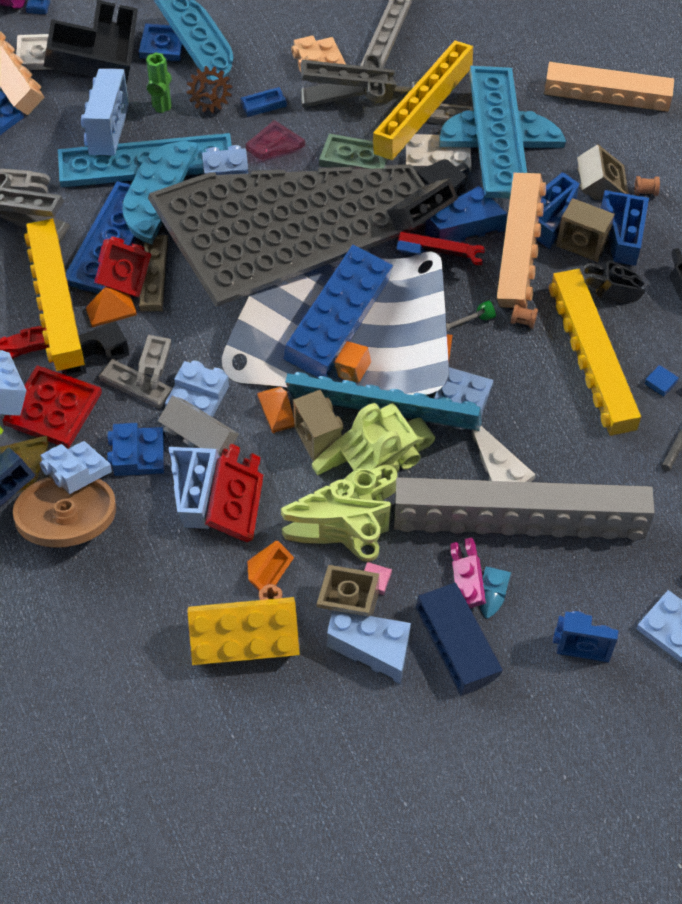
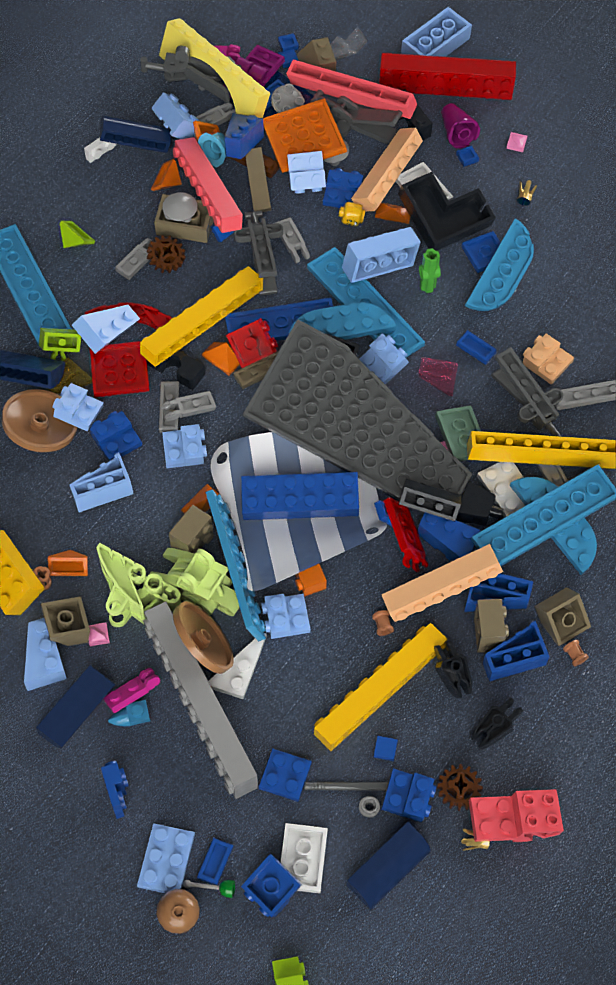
camera: 60 degrees right, 5 degrees up
(29, 118) = (352, 214): none -> yellow head
(56, 88) = (392, 213): none -> orange slope
(196, 426) = (150, 462): light grey brick -> none
(218, 84) = (456, 297): reddish brown gear -> none
(235, 494) = (109, 513): red tile -> none
(352, 362) = (262, 528): orange brick -> none
(458, 469) = (203, 637): none -> medium nougat dish
(484, 311) = (370, 594): hinge -> none
(645, 470) = (285, 775): none -> blue plate

